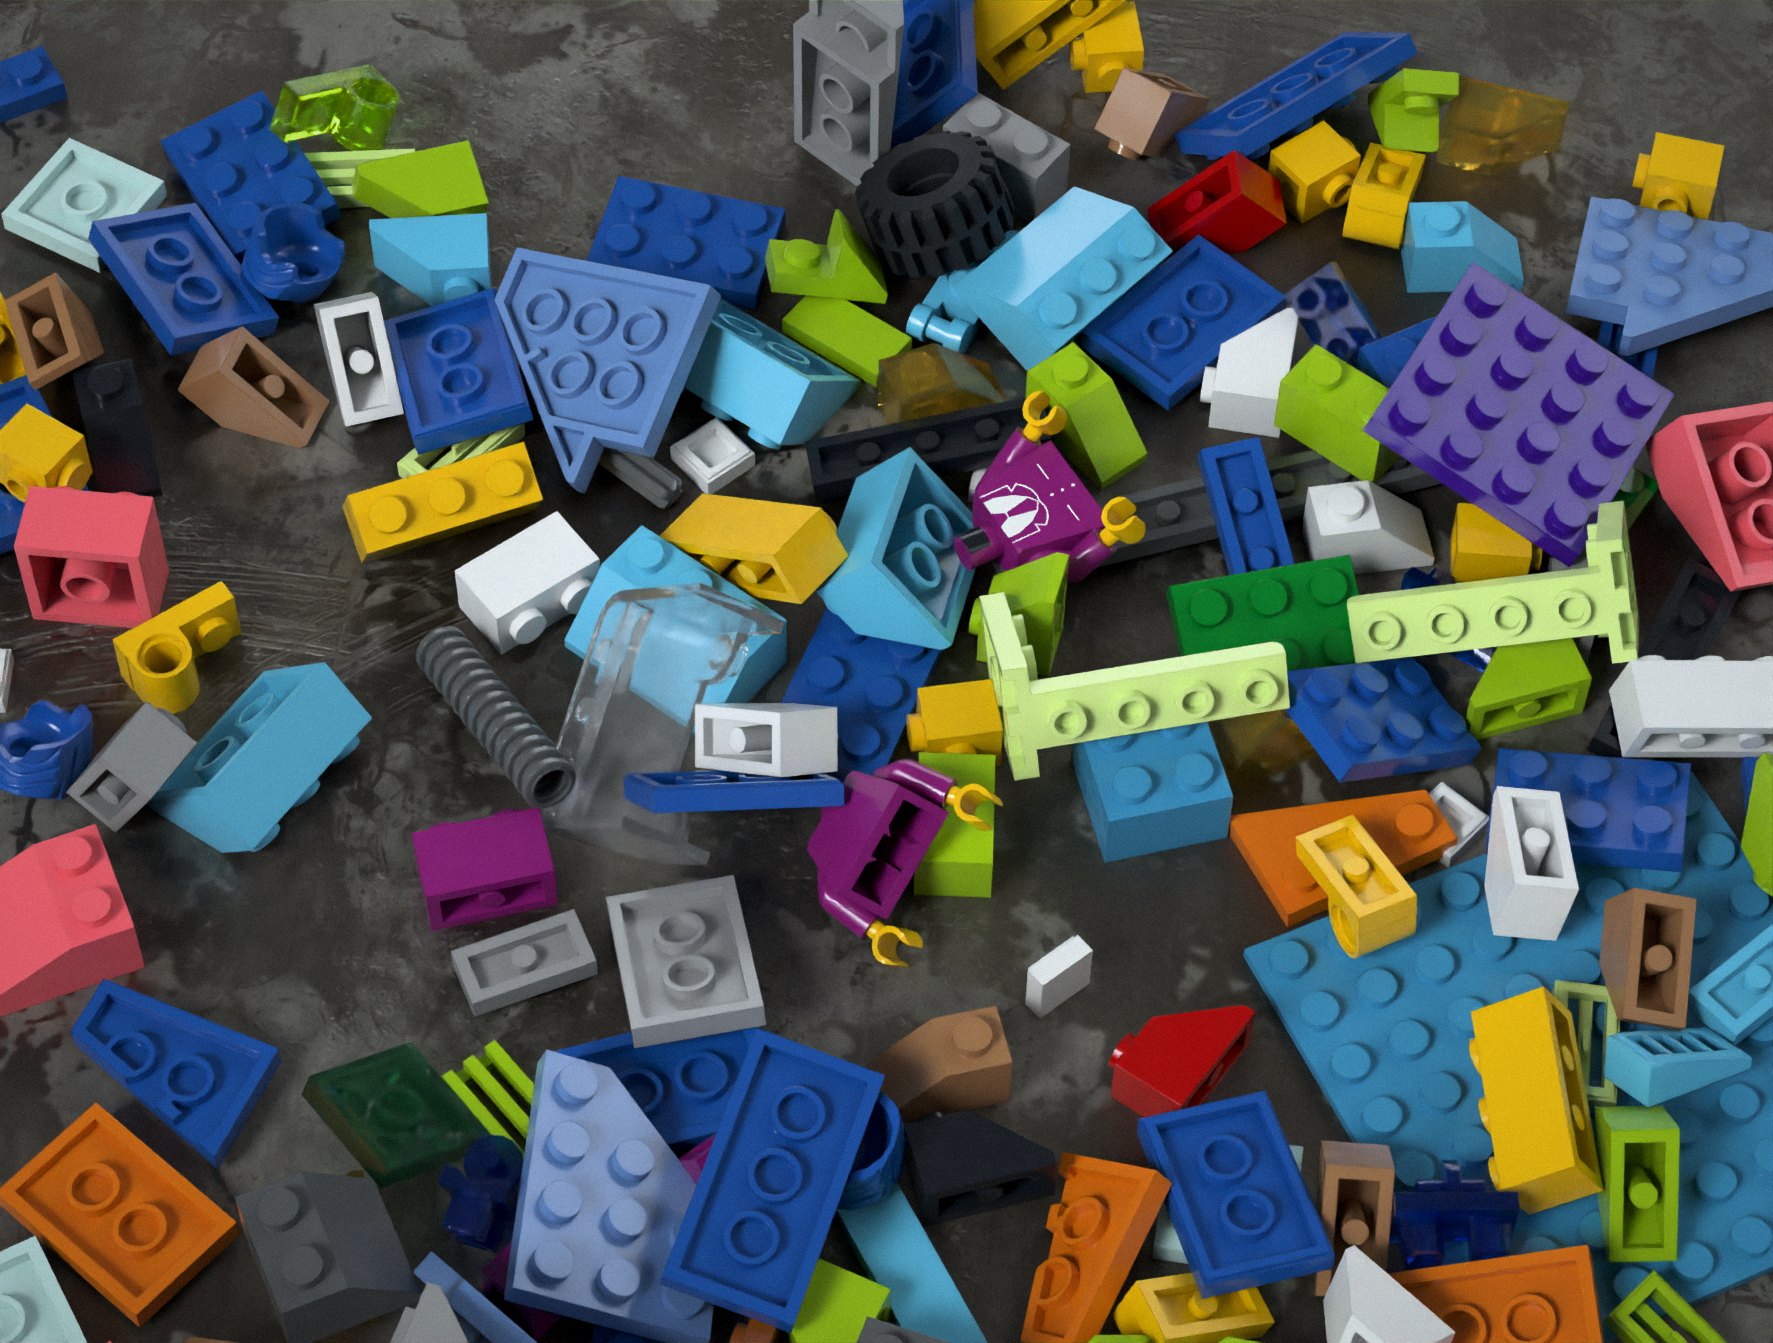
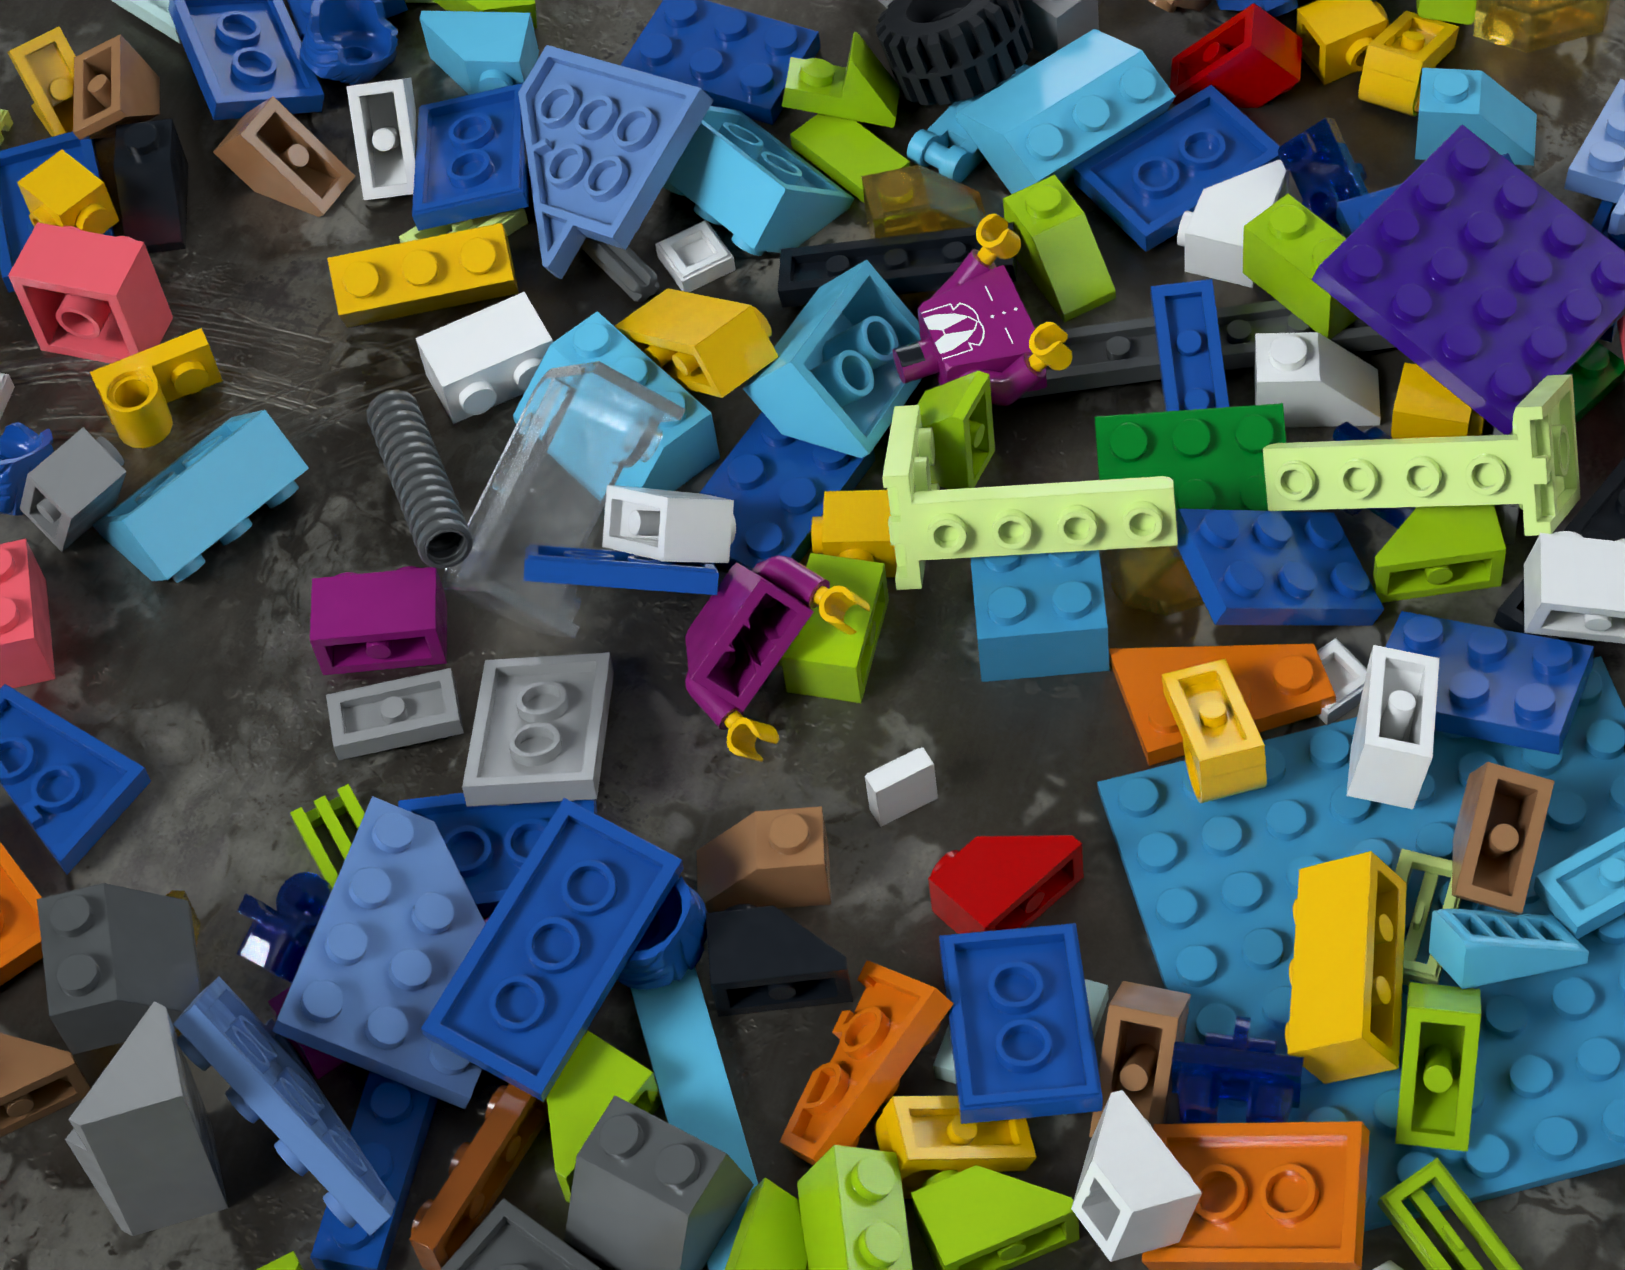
camera: 20 degrees right, 0 degrees up
(394, 1114) = (229, 841): clear green plate -> none

